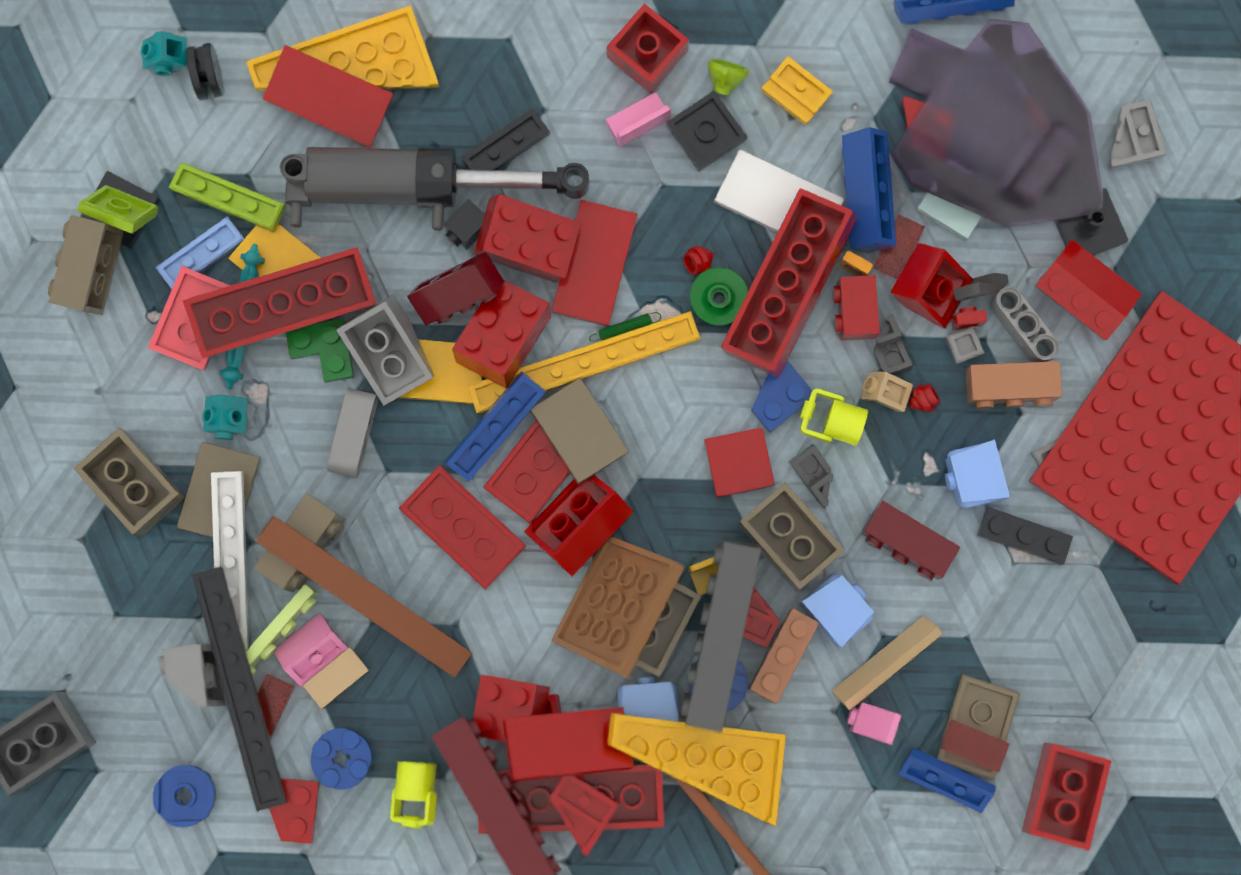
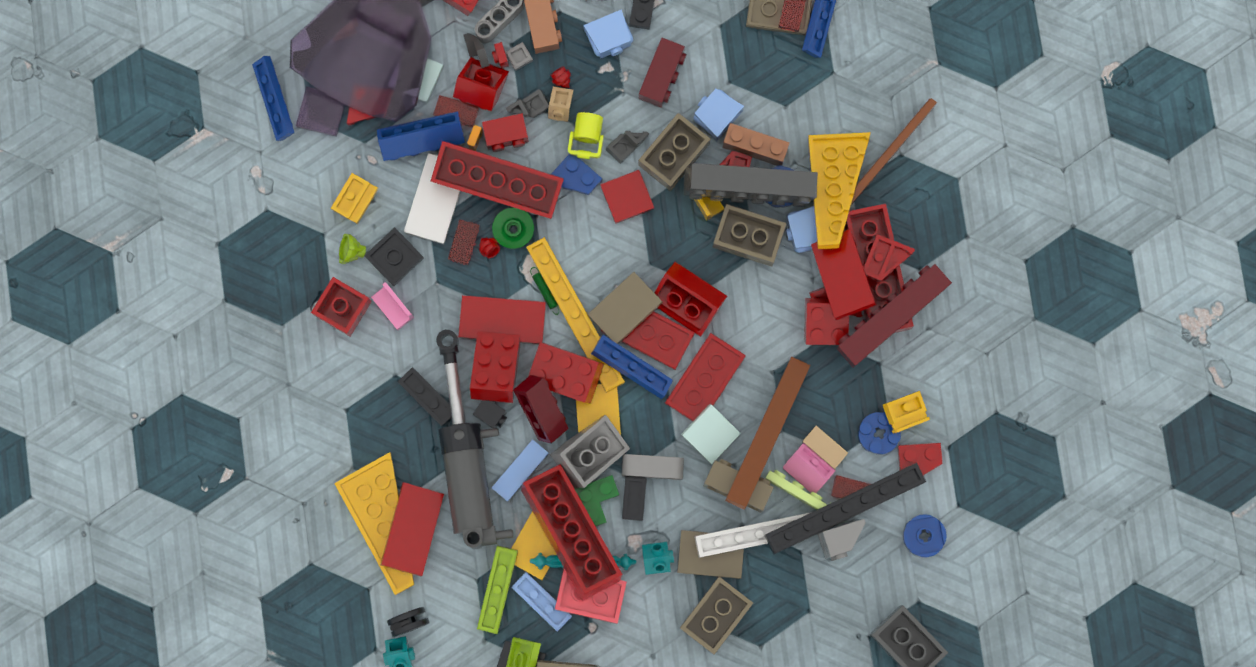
camera: 95 degrees left, 0 degrees up
(313, 400) = (634, 498): none -> black plate
(361, 801) = (906, 412): none -> yellow plate
(383, 254) = (520, 470): none -> light blue tile
(383, 520) = (710, 433): none -> light aqua tile
(414, 783) = (887, 377): neon yellow piece -> none
(617, 605) = (743, 258): medium nougat plate -> none
(711, 228) = (463, 242): none -> clear red tile
(873, 722) = (790, 77): bright pink slope -> none
(886, 662) = (747, 75): tan tile -> none

